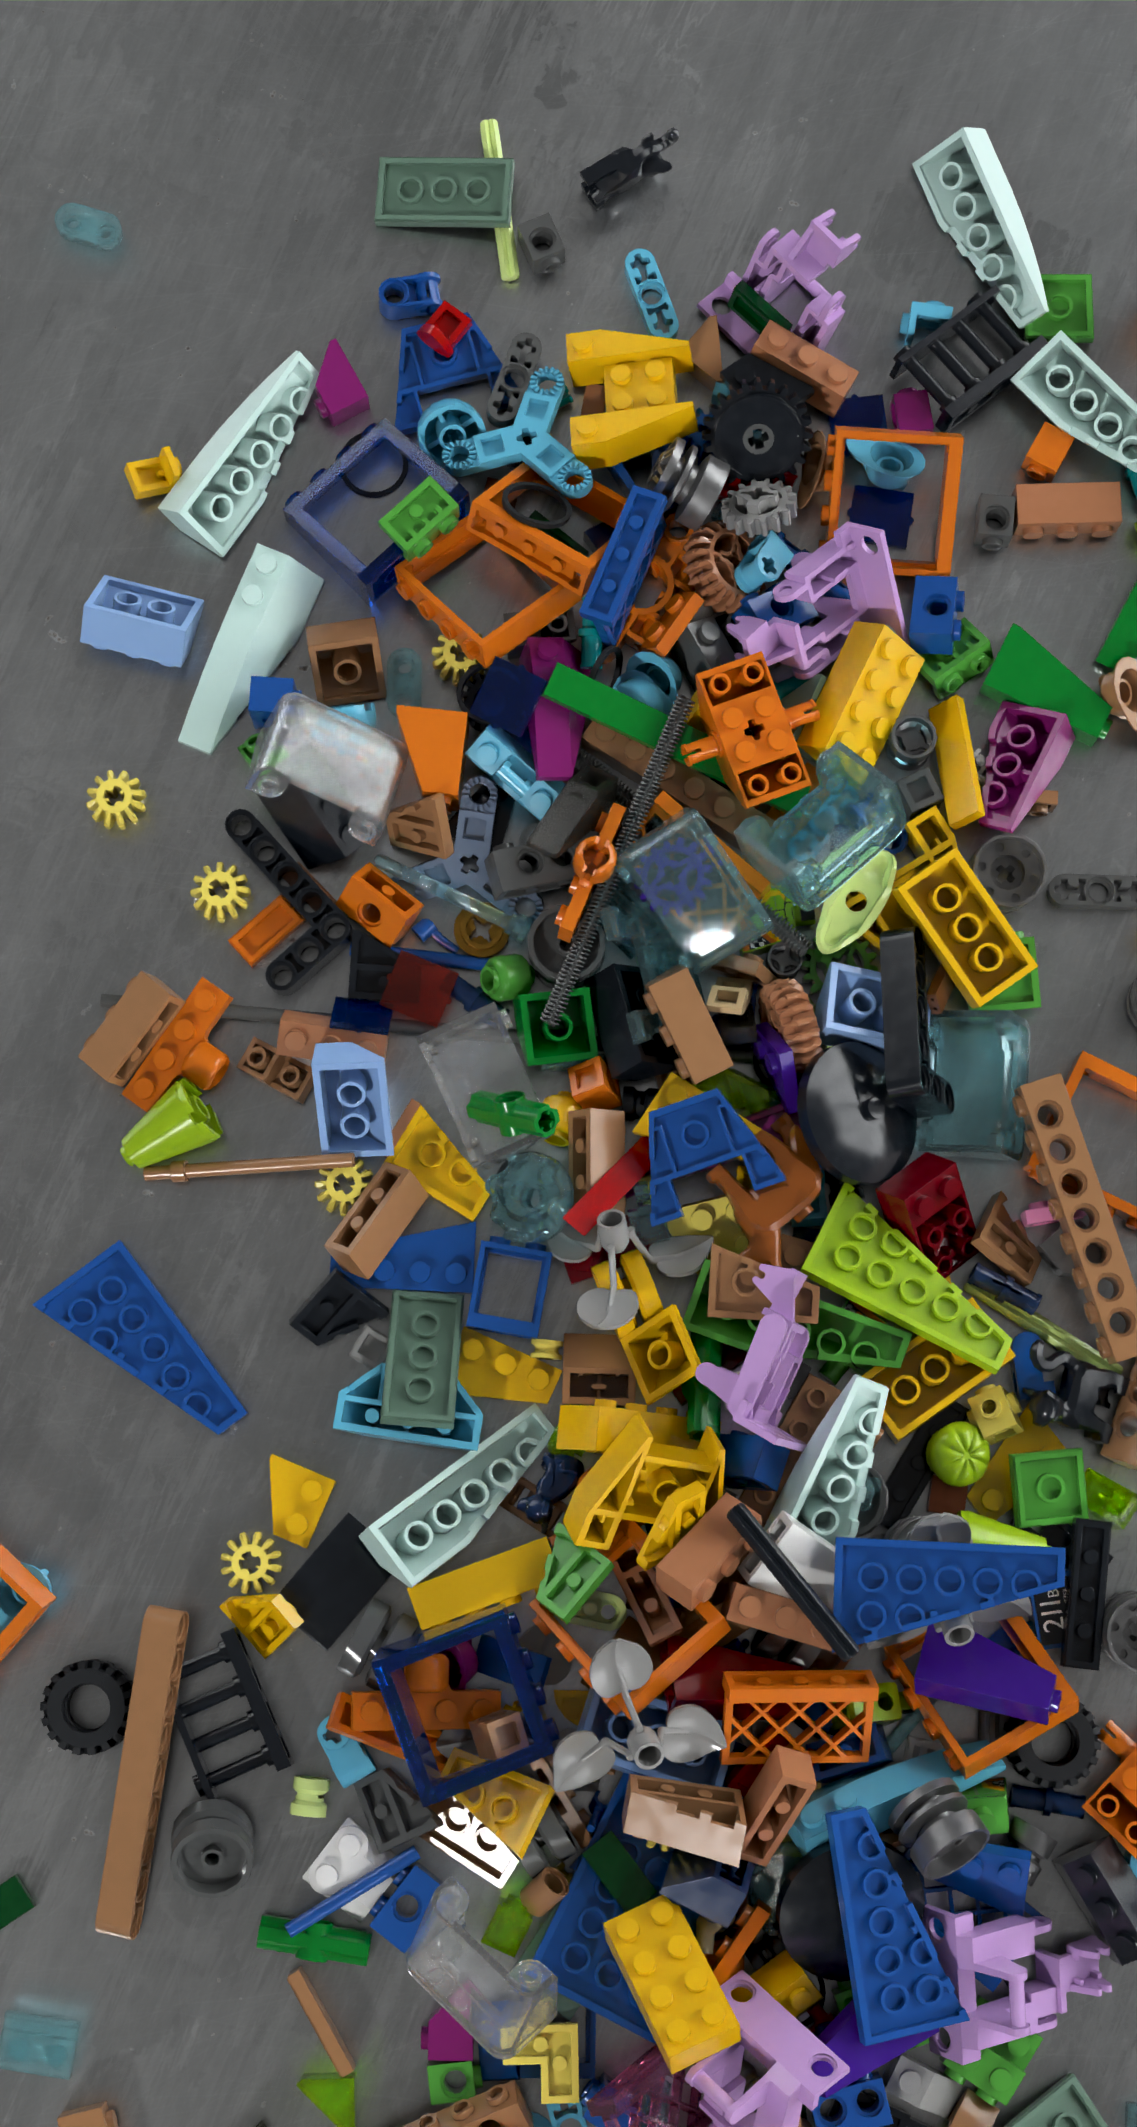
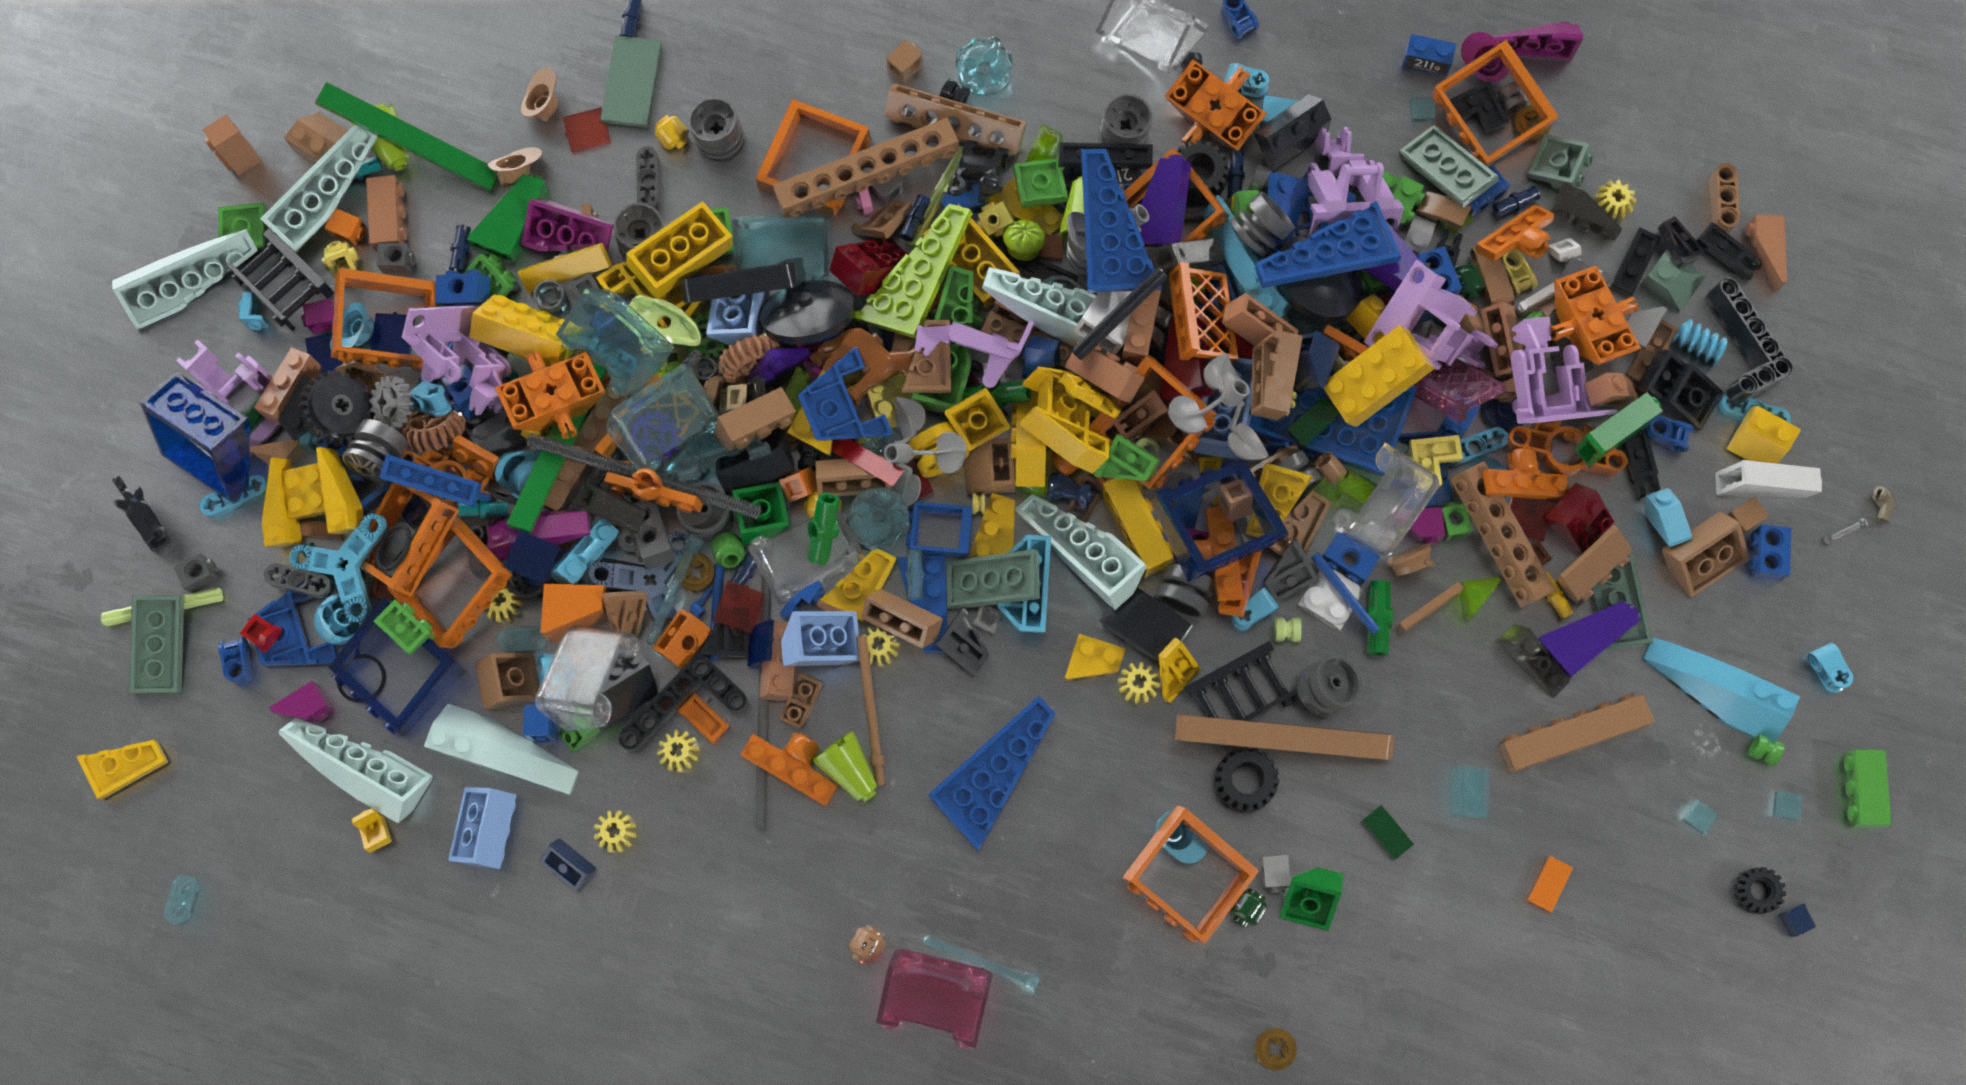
camera: 90 degrees left, 5 degrees down
(80, 735) = (567, 864): none -> dark blue slope
(131, 1028) = (779, 800): medium nougat brick -> none
(278, 146) = (119, 767): none -> yellow wing
(395, 2001) = (1411, 560): none -> medium nougat hat
(427, 1089) = (808, 596): none -> blue slope
(442, 1245) = (914, 575): none -> clear light blue pin
(730, 244) = (200, 434): none -> clear blue windscreen
(897, 1700) = (1195, 253): none -> clear smoke slope
(995, 443) = (334, 259): none -> light yellow brick
(1004, 613) = (459, 248): none -> dark blue pin

